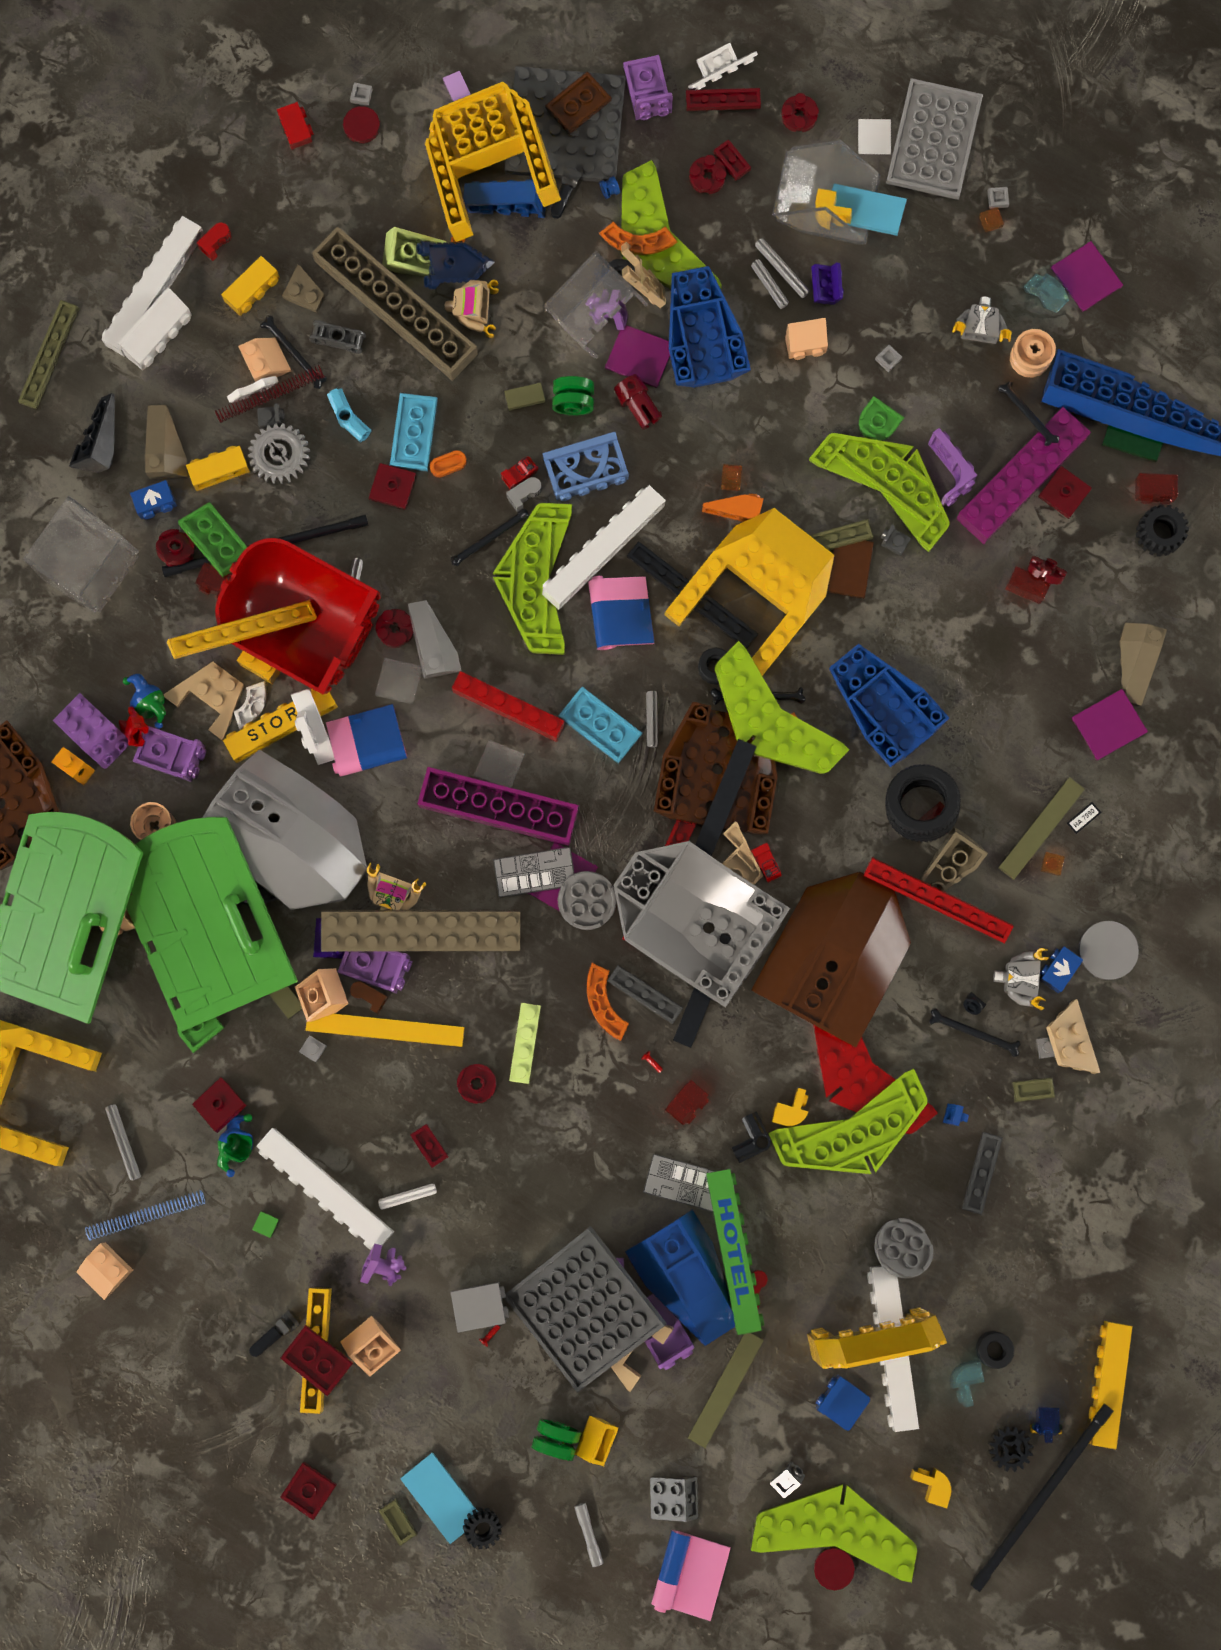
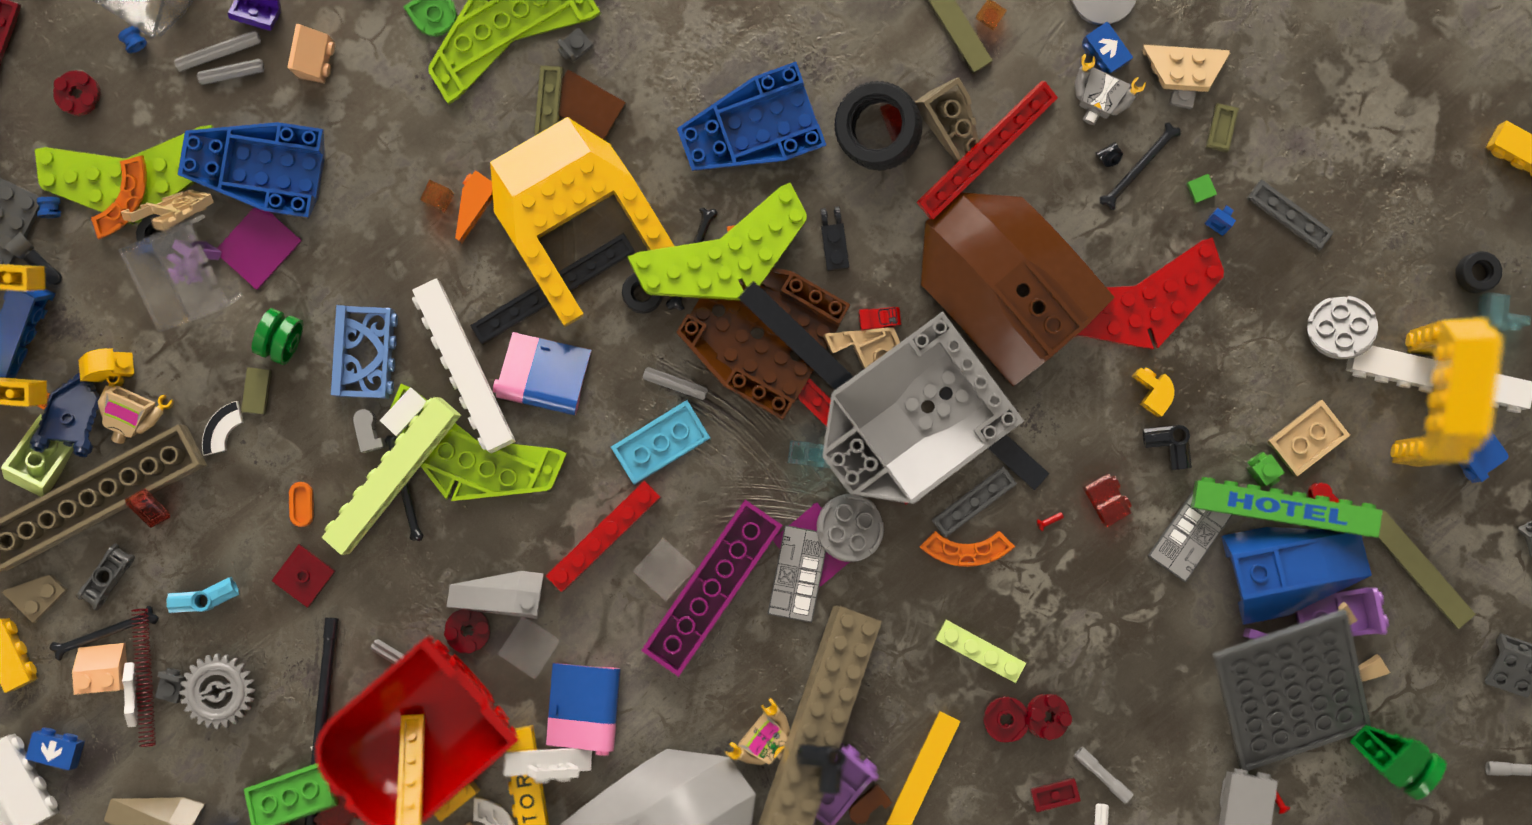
camera: 70 degrees left, 5 degrees up
(190, 348) = (55, 749): none -> blue brick
(217, 467) = (207, 766): yellow brick -> none
(392, 934) = (819, 756): none -> black piece
(402, 347) = (147, 508): none -> clear red tile
(413, 432) = (249, 529): medium azure tile -> none
(464, 1168) = (1113, 784): none -> light grey piece
(486, 380) = (220, 427): none -> white tile
(494, 1127) = (1036, 714): none -> dark red plate
(495, 522) = (391, 475): none -> yellowish green brick
(503, 273) = (101, 363): none -> yellow brick
(520, 472) = (342, 428): red leg -> none
(550, 514) = (403, 411): none -> white tile
(560, 1408) = (1391, 754): none -> green wedge
(596, 1441) = (1430, 727): yellow brick -> none
(632, 841) = (806, 454): none -> clear light blue brick
(633, 393) = (300, 268): dark red piece -> none
(732, 160) = (69, 59): dark red plate -> none
(760, 1225) = (1265, 469): none -> bright green brick
(766, 200) = (132, 38): none -> blue wheel
(800, 1253) = (1308, 438): none -> tan plate
(815, 804) = (834, 241): none -> black hinge
(846, 1142) = (1210, 346): lime wing -> none
(975, 1090) = (1201, 188): none -> bright green tile

